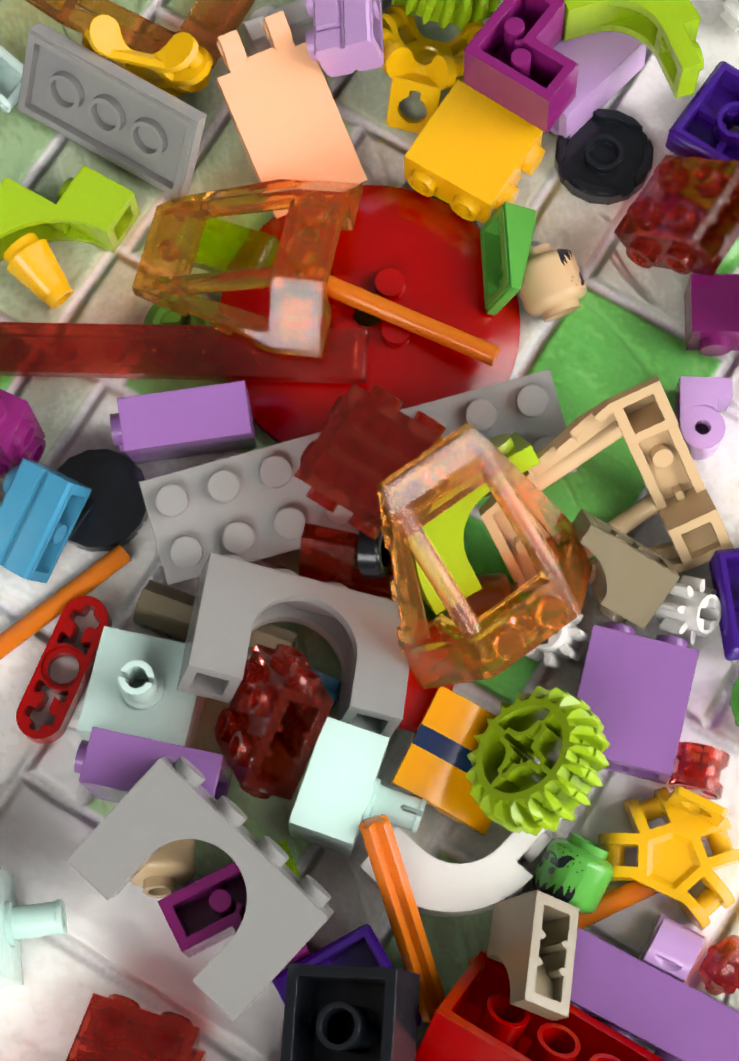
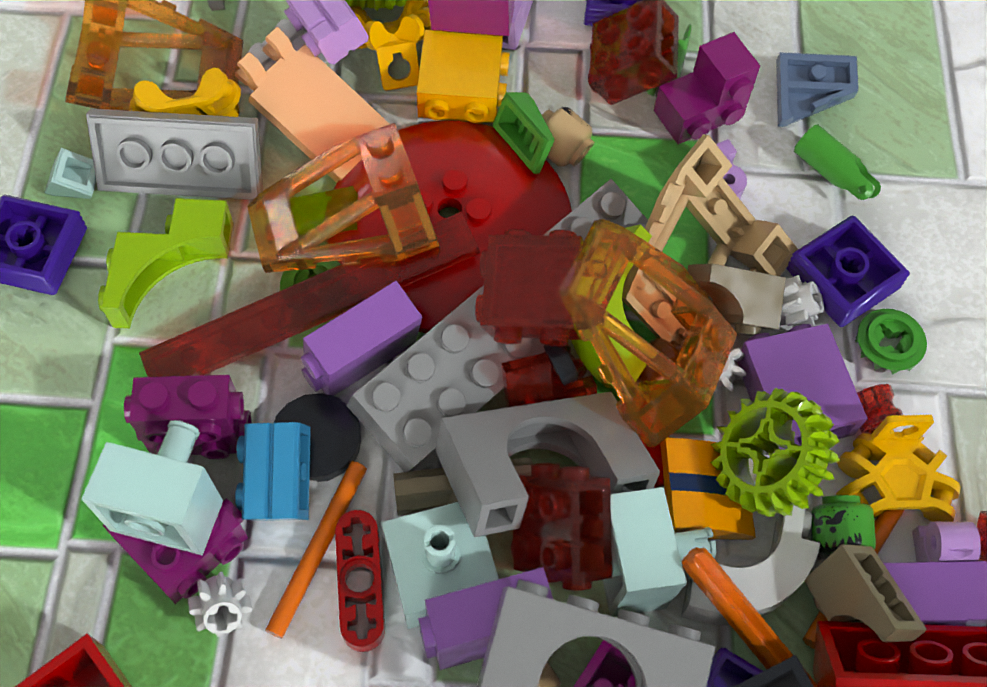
camera: 35 degrees left, 10 degrees down
(37, 269) = (175, 291): yellow cone -> none
(412, 321) = (493, 195): orange bar -> none
(600, 174) = (543, 59): black tile -> none

